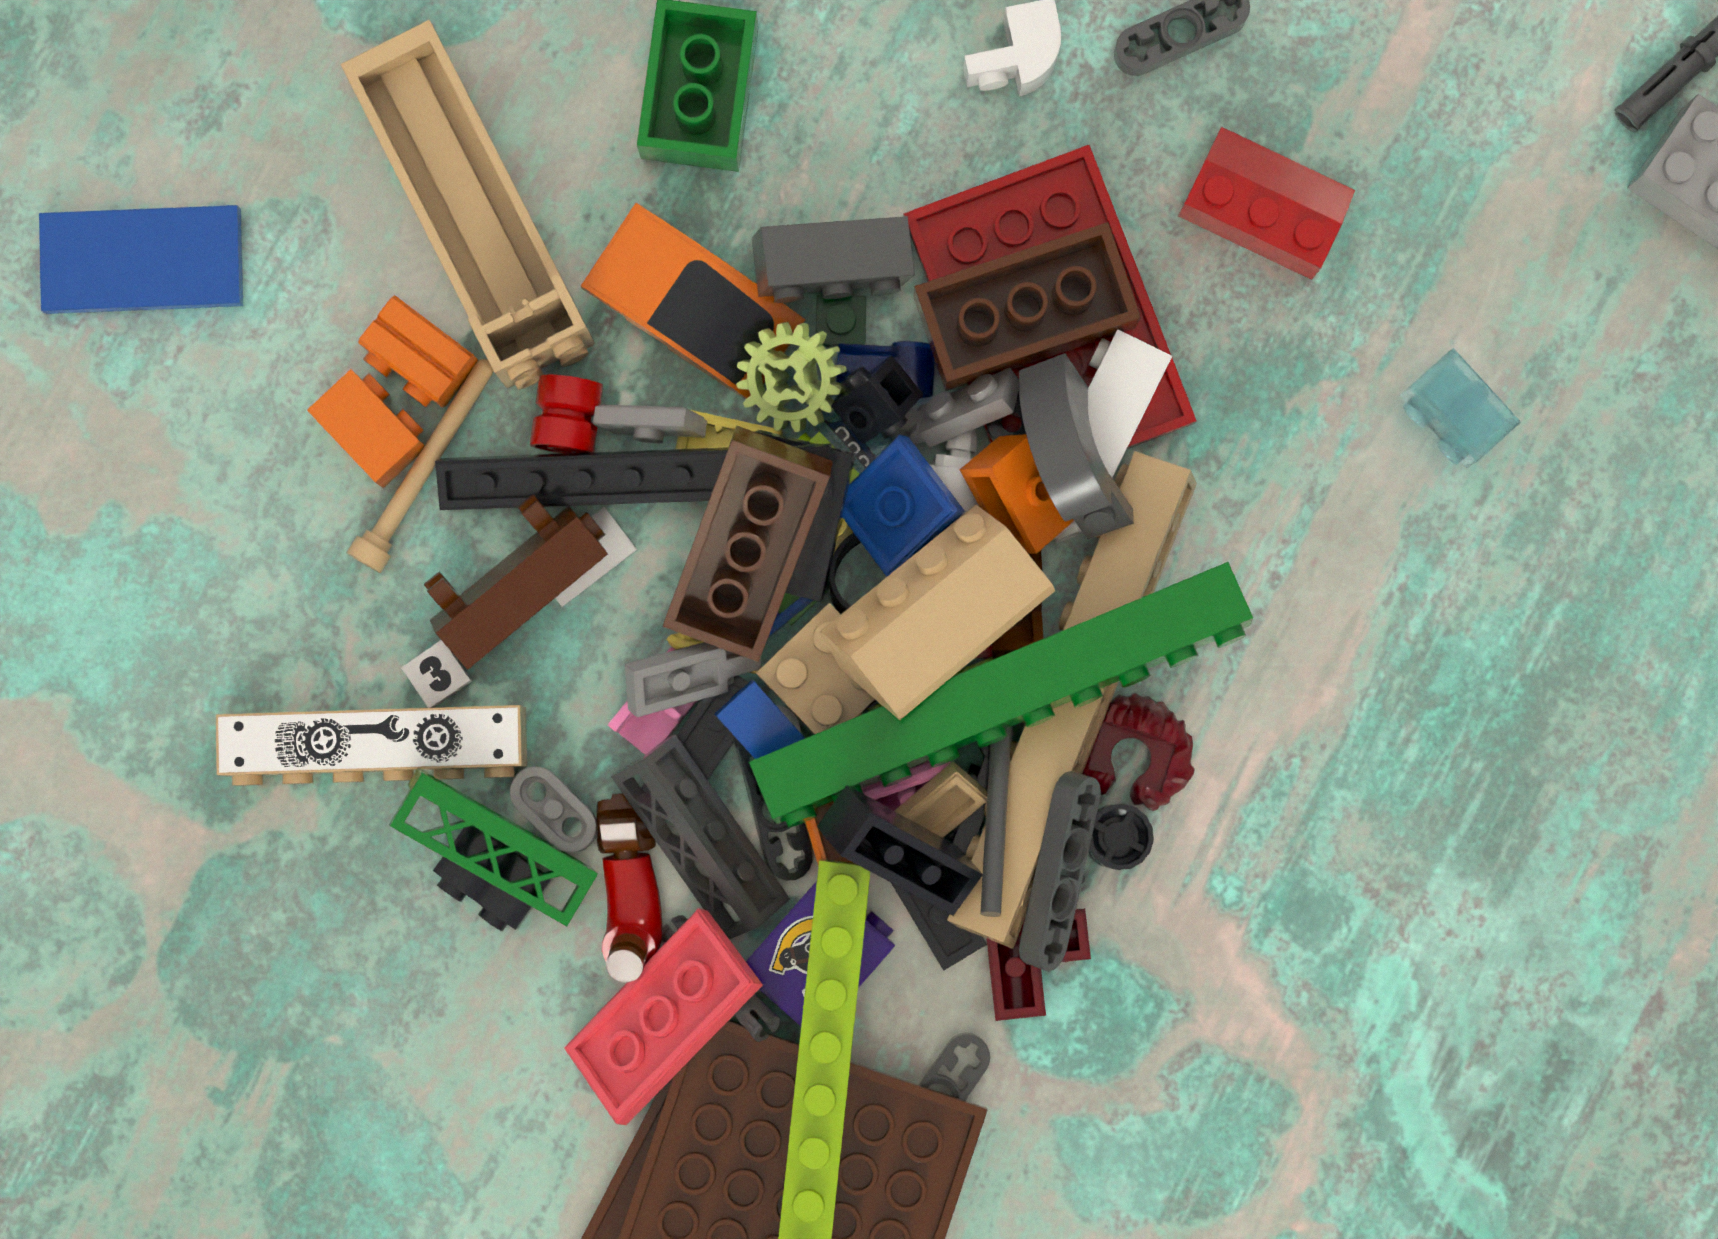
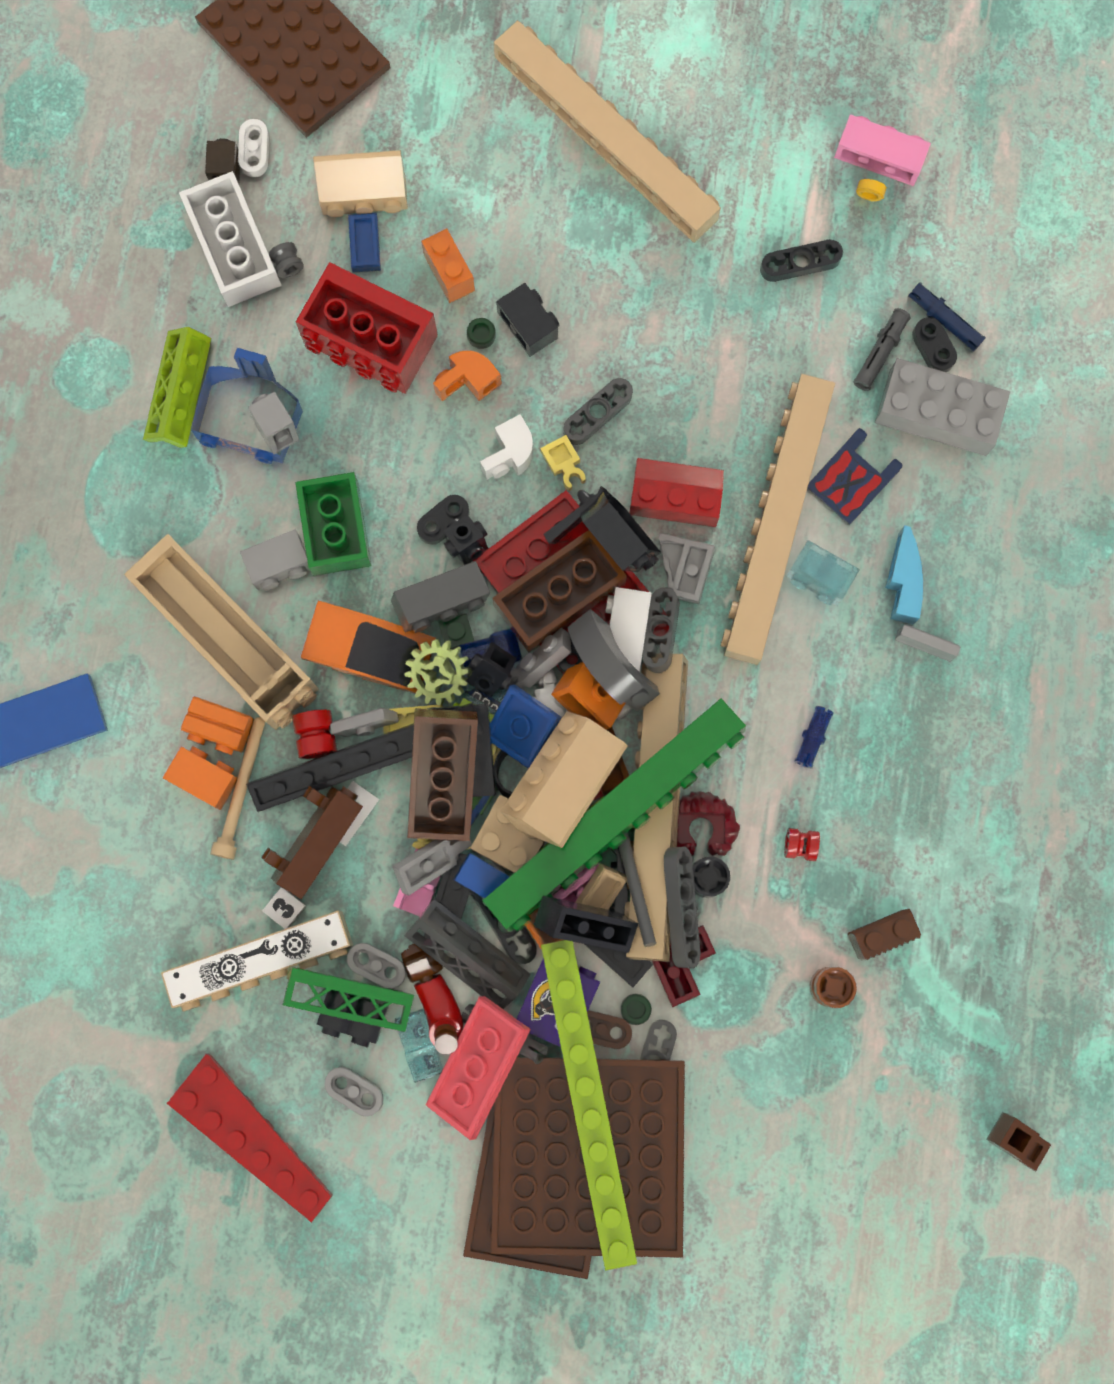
camera: 20 degrees left, 5 degrees down
(258, 977) = (233, 1123): none -> red wing
(460, 992) = (352, 1094): none -> light grey plate
(579, 963) = (419, 1051): none -> clear light blue slope
(588, 116) = (276, 560): none -> light grey brick
(876, 1015) = (601, 1030): none -> reddish brown plate
(878, 133) = (441, 517): none -> black plate
(901, 176) = (465, 539): none -> black brick
(937, 1005) = (635, 1009): none -> dark green tile
(1099, 90) = (562, 459): none -> light yellow plate
(1142, 233) = (612, 528): none -> black piece
(1167, 398) = (655, 618): none -> dark grey beam
(1242, 329) = (686, 565): none -> light grey wing
(1258, 1070) = (833, 987): none -> dark orange wheel
(1273, 827) = (802, 844): none -> red wheel
(1358, 667) = (813, 737): none -> clear blue pin
(1366, 1014) = (884, 934): none -> reddish brown brick
(1418, 298) = (779, 519): none -> tan brick
(1554, 272) = (849, 481): none -> flag
(1591, 574) = (927, 643): none -> light grey tile
(1592, 459) = (906, 578): none -> medium azure slope

